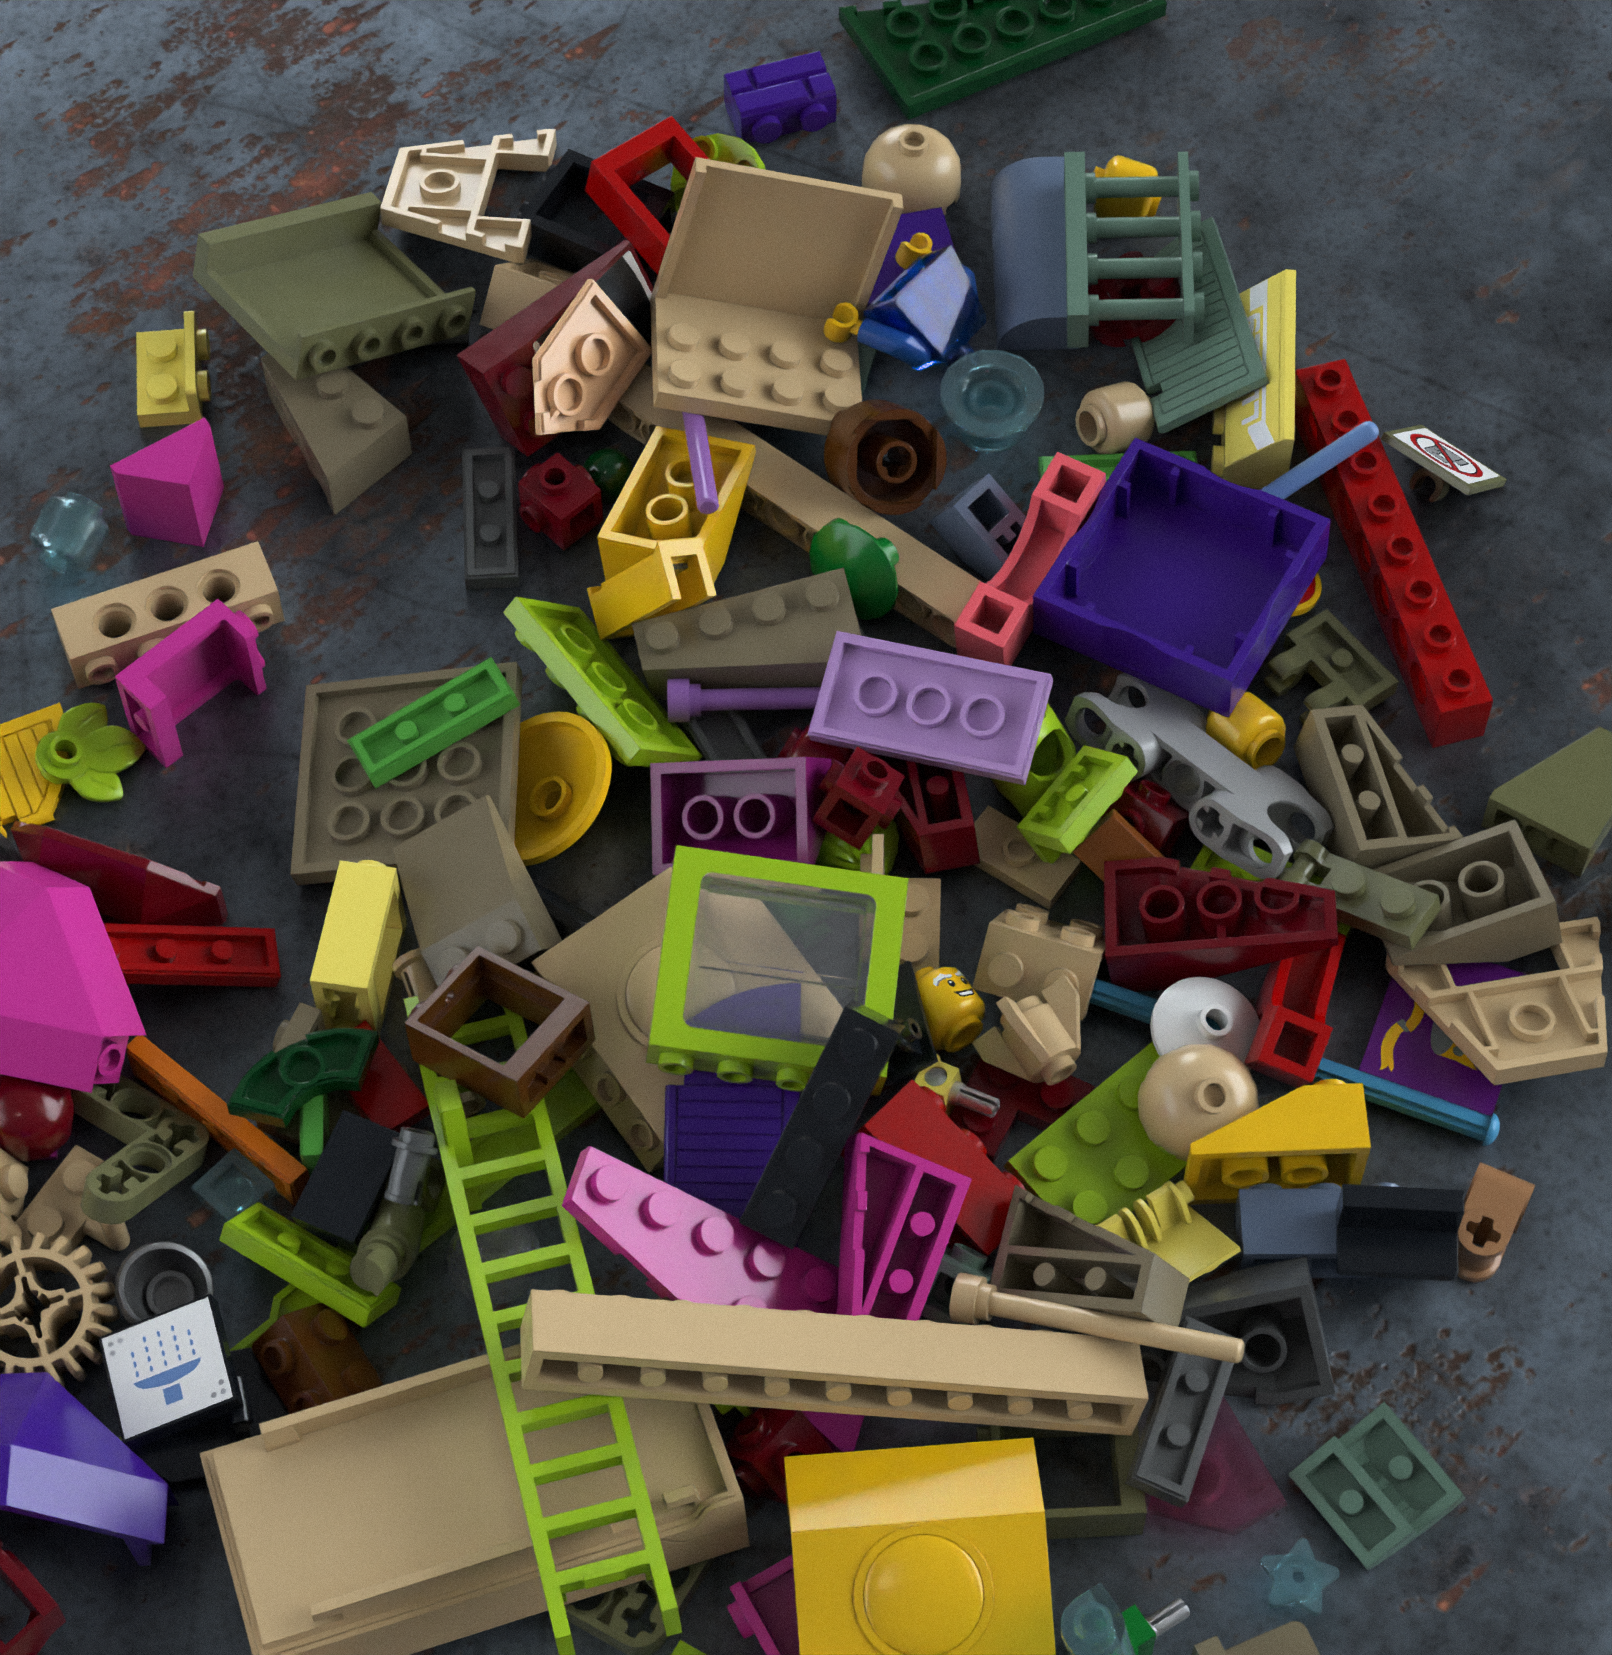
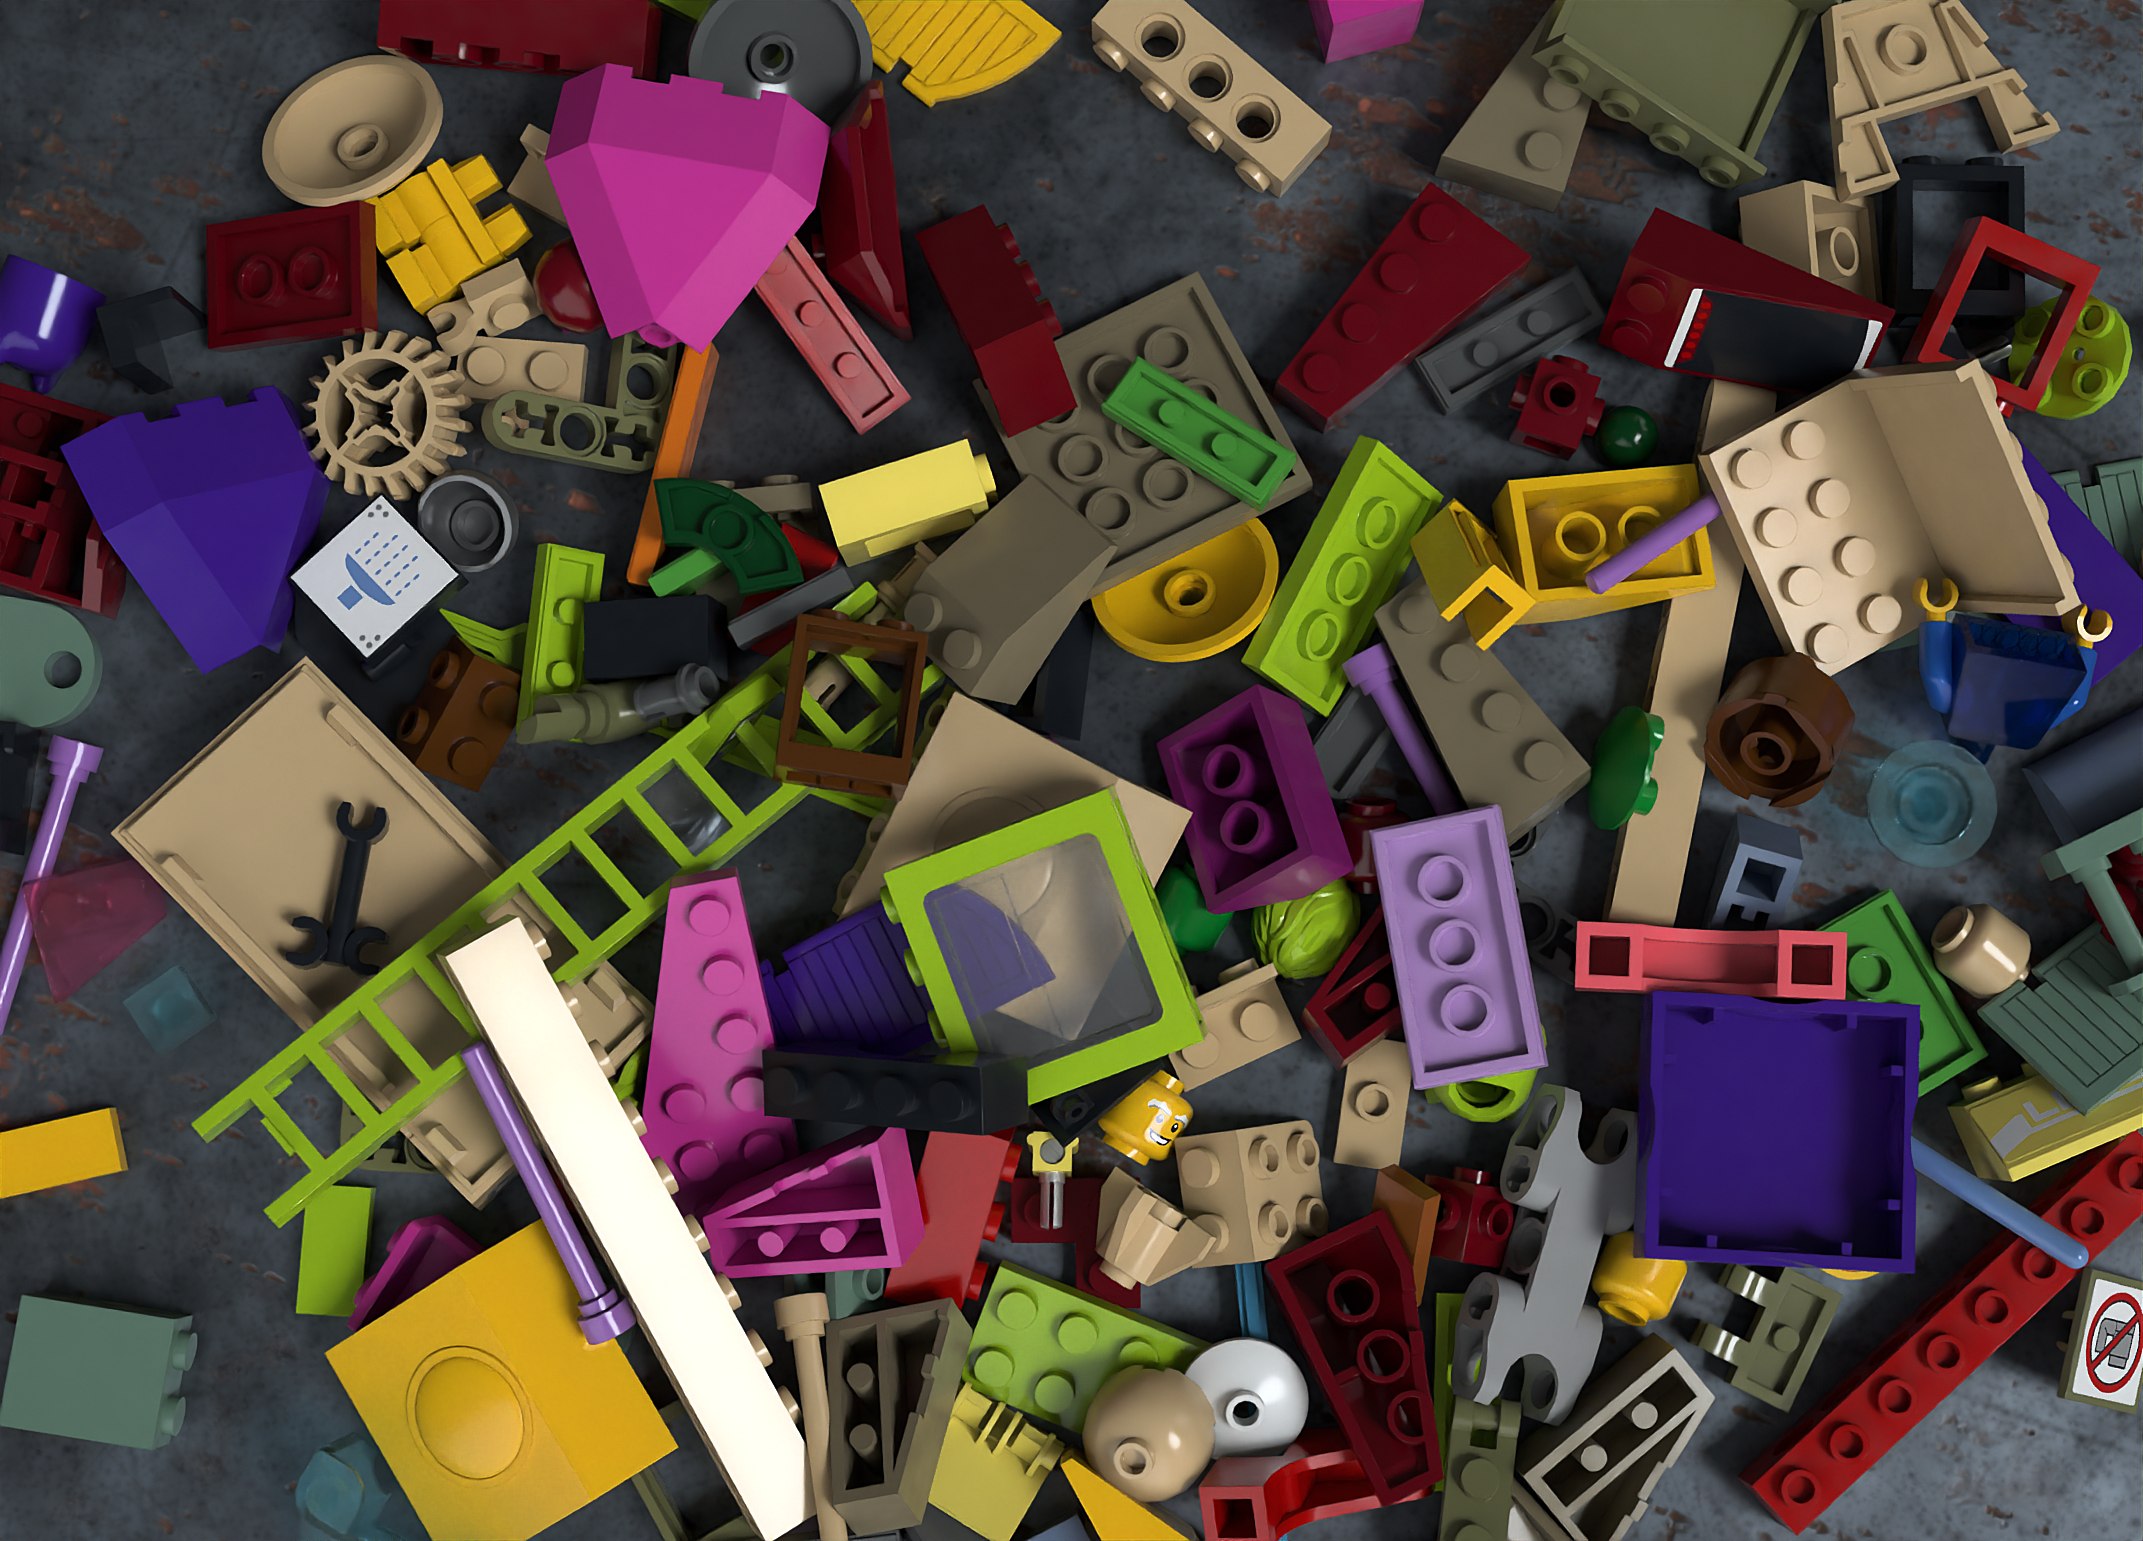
camera: 70 degrees right, 25 degrees up
(96, 752) = (1021, 105): lime plate -> none
(187, 673) = (1131, 143): dark pink panel -> none
(233, 1186) = (608, 522): clear light blue plate -> none
(252, 817) = (999, 317): none -> dark red wedge
(391, 1062) = (783, 611): none -> dark grey tile
(415, 558) = (1408, 296): none -> dark red wedge
(455, 1508) = (341, 942): none -> black bar
(585, 364) = (1715, 352): light nougat tile -> none
(858, 797) = (1311, 925): dark red brick -> none
(885, 1430) = (601, 1308): none -> medium lavender piece
(1076, 802) = (1434, 1150): lime bracket -> none

